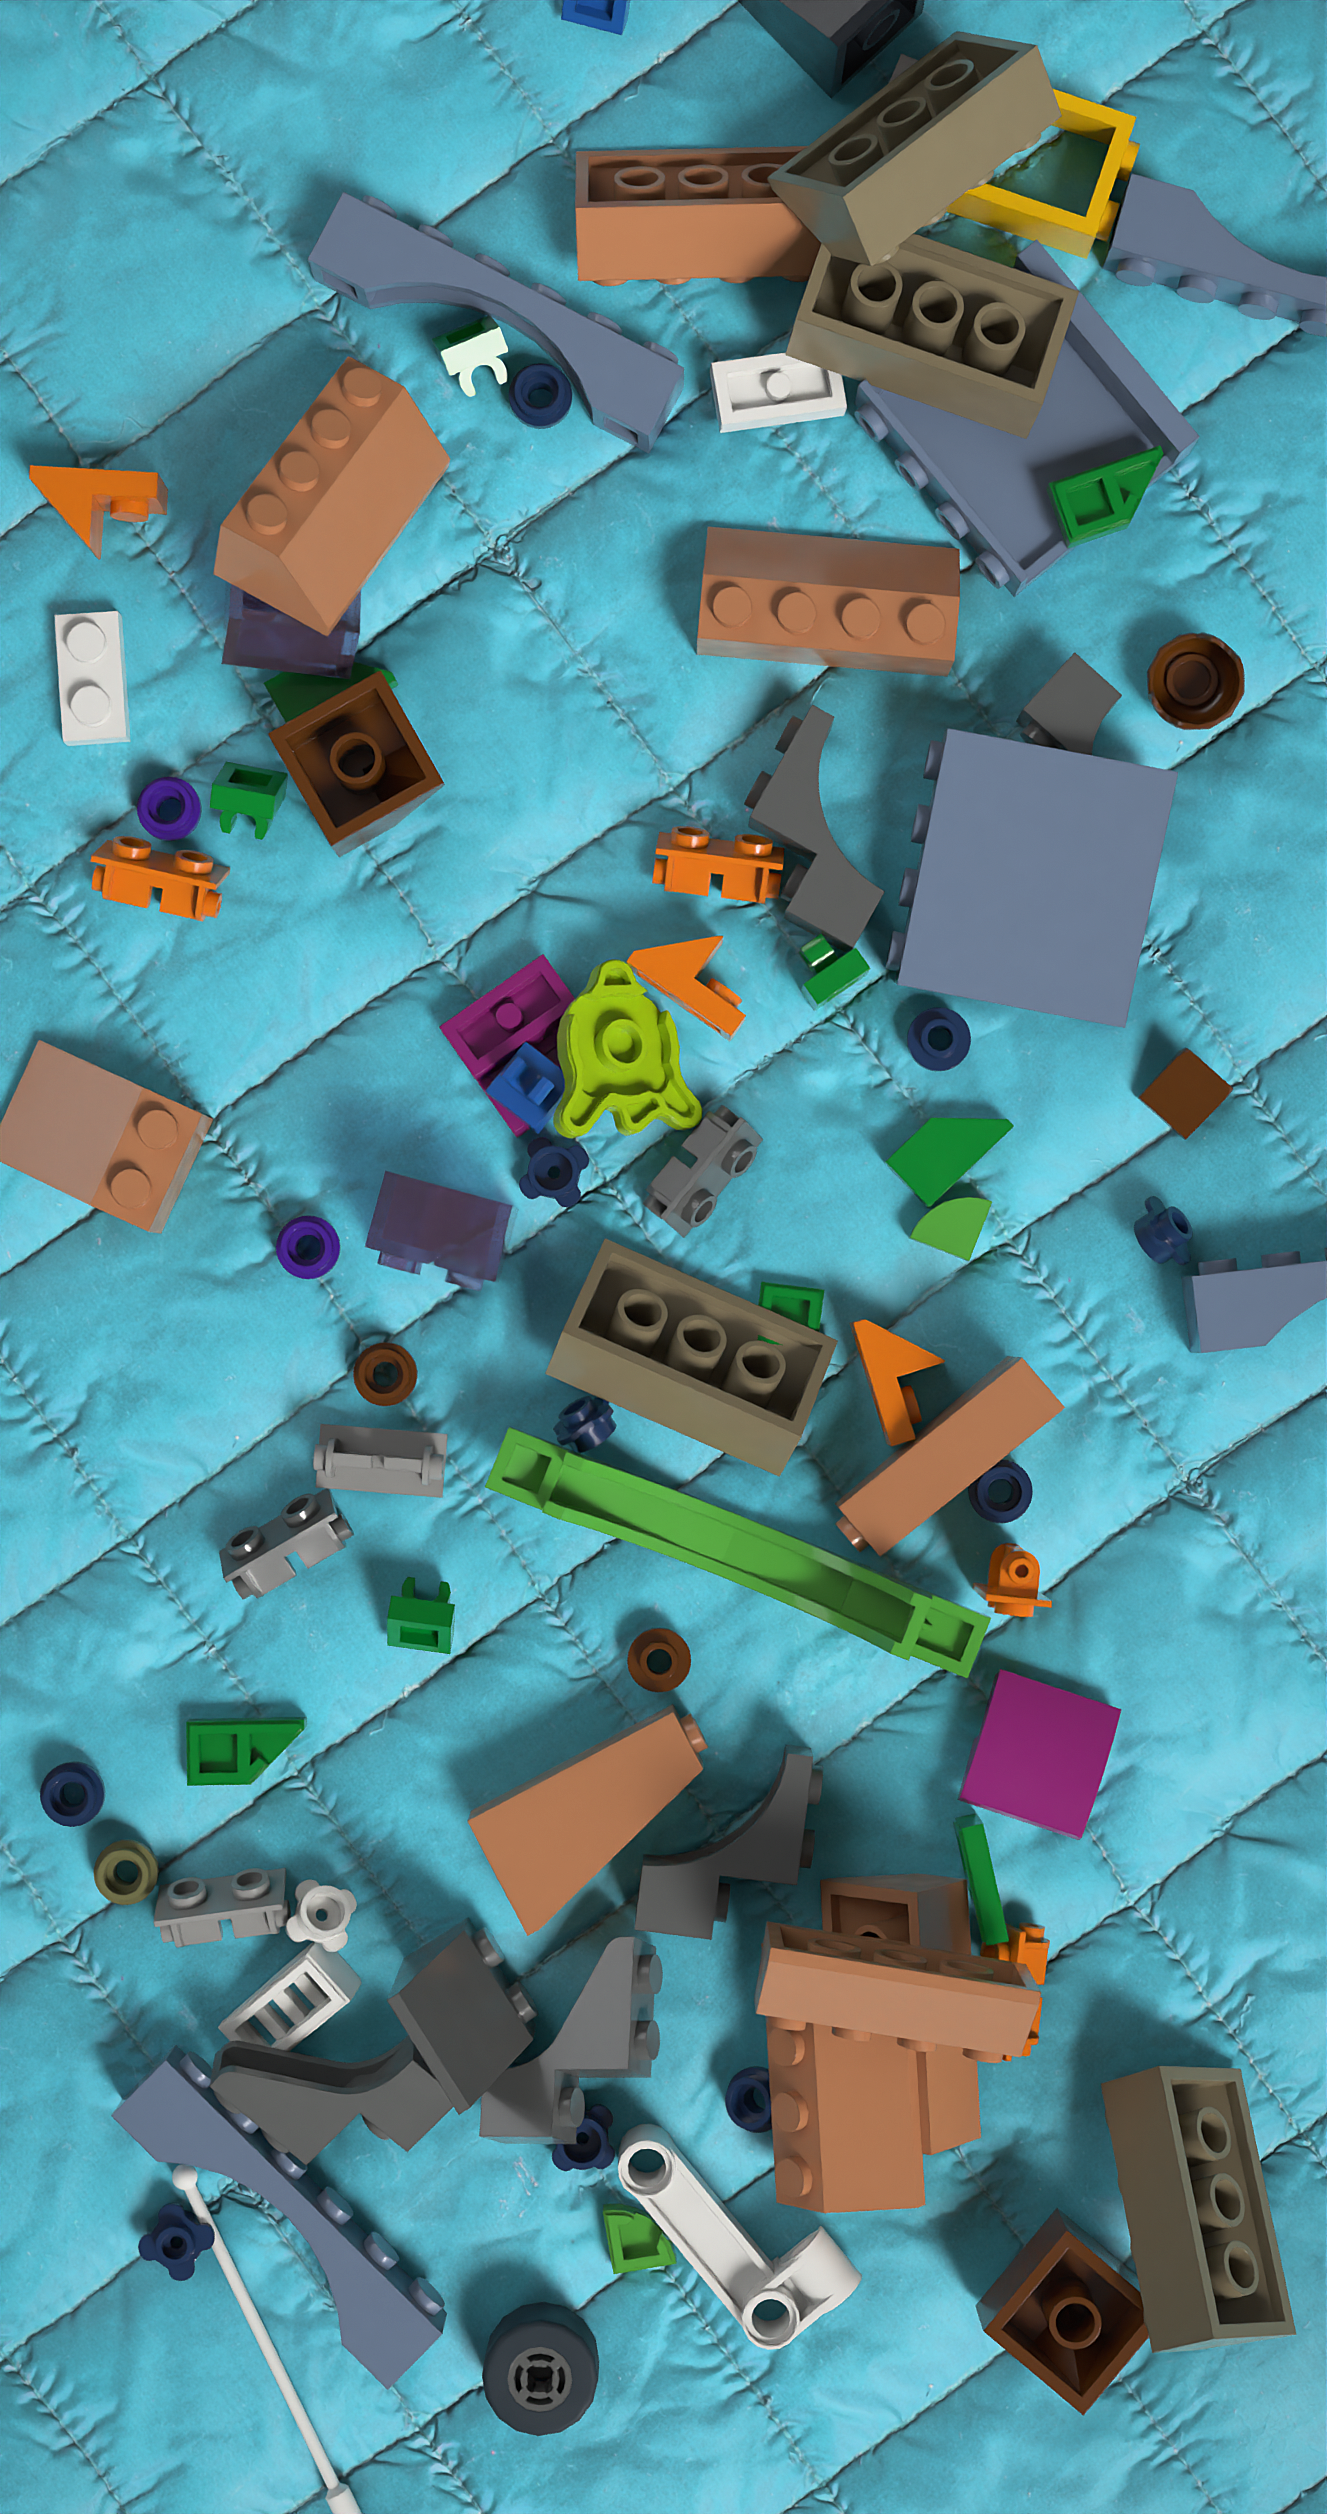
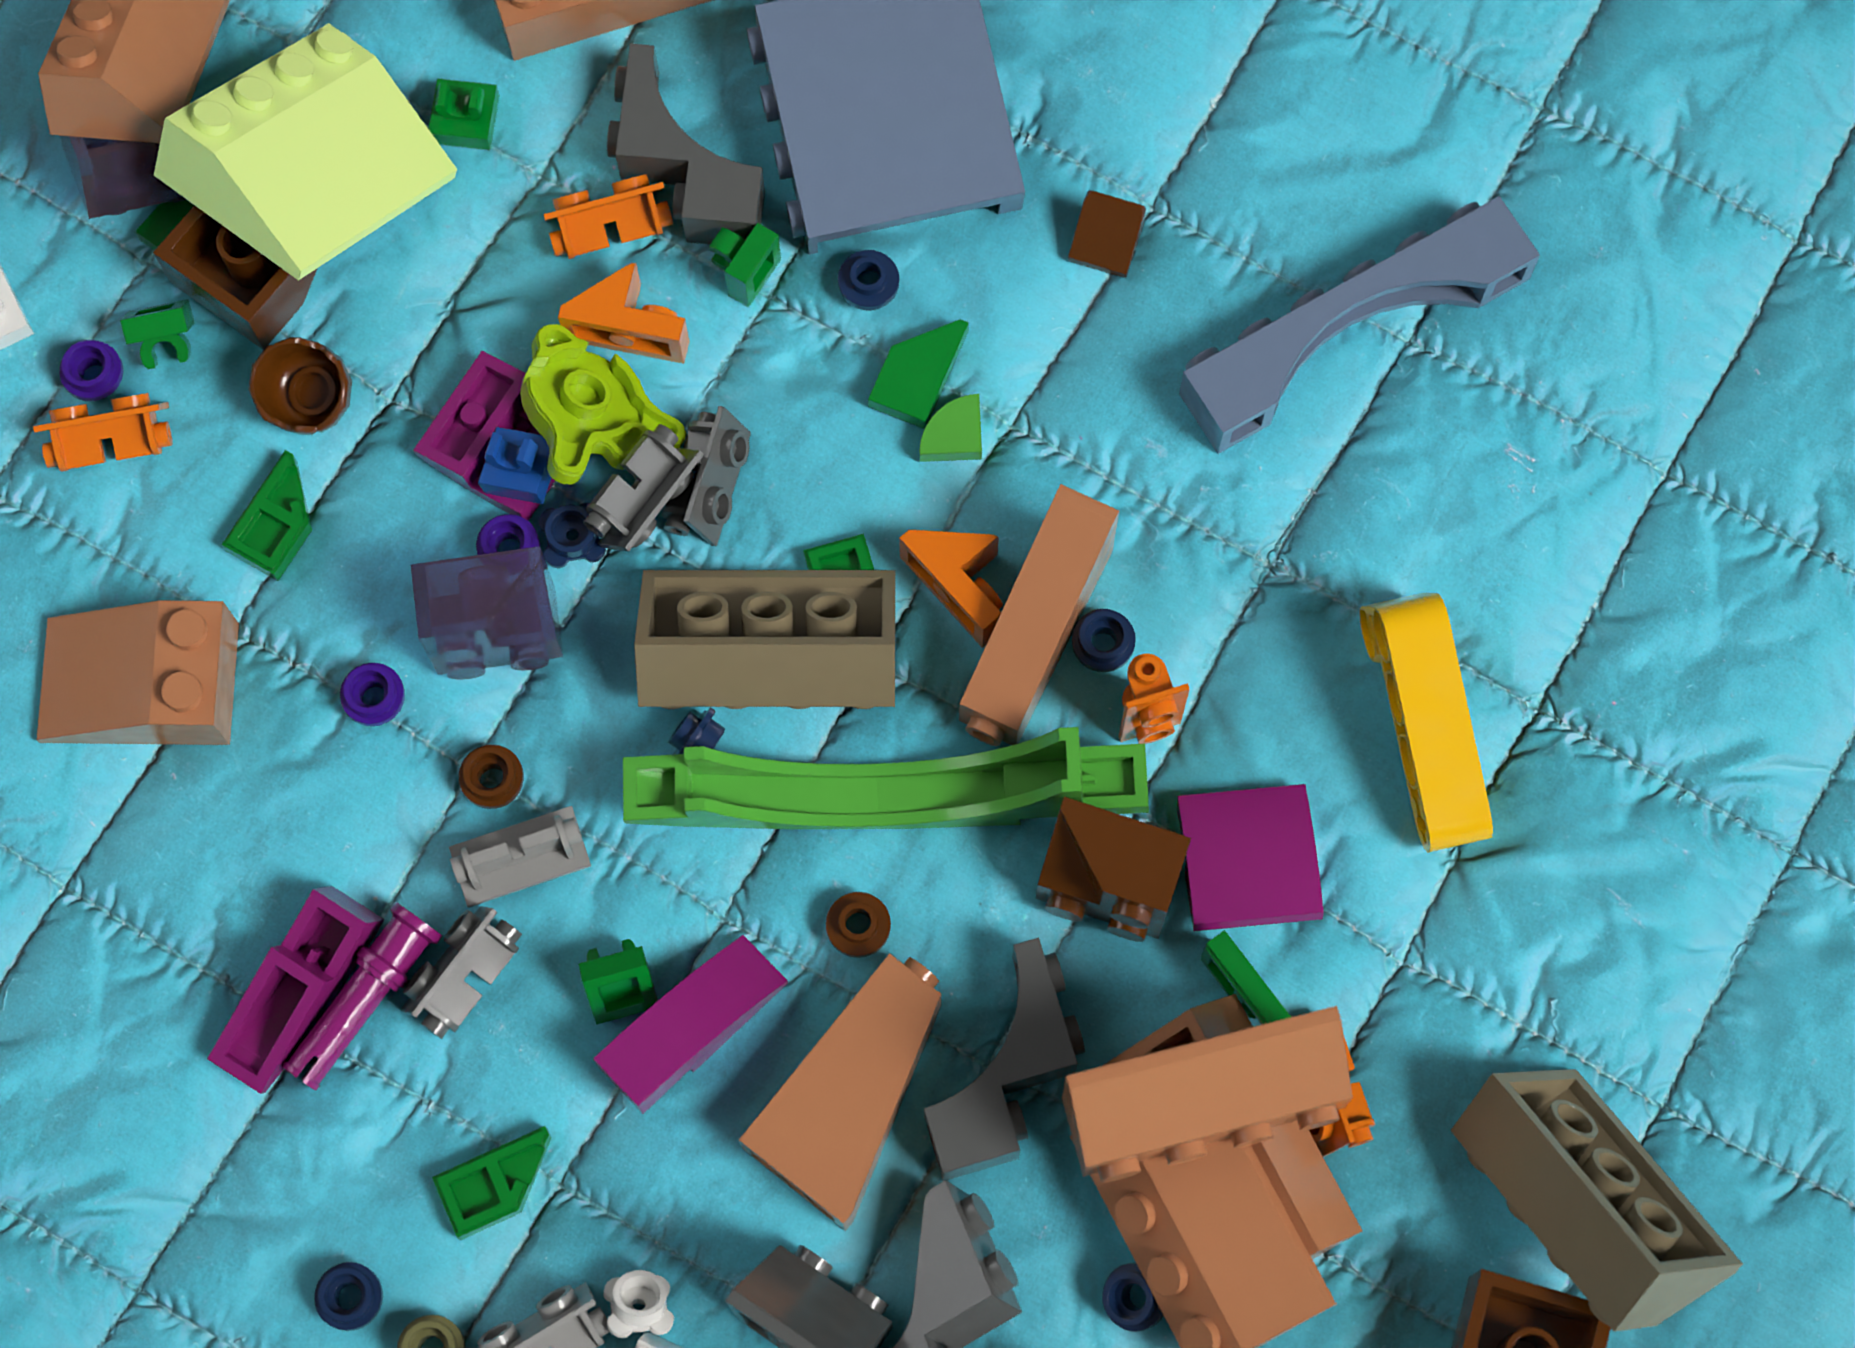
camera: 25 degrees left, 15 degrees down
(132, 1496) = (294, 987): none -> magenta slope
(212, 1516) = (380, 969): none -> magenta pin
(283, 1035) = (273, 521): none -> green tile
(358, 919) = (300, 386): none -> reddish brown hair
(452, 694) = (303, 152): none -> yellowish green slope
(470, 1687) = (690, 1023): none -> magenta slope
(475, 1142) = (504, 528): none -> dark purple plate
(612, 1186) = (627, 513): none -> dark grey hinge
(624, 693) = (464, 113): none -> green tile
(915, 1730) = (1111, 870): none -> reddish brown slope
(1164, 1233) = (1143, 354): dark blue plate -> none
(1265, 1701) = (1430, 718): none -> yellow beam

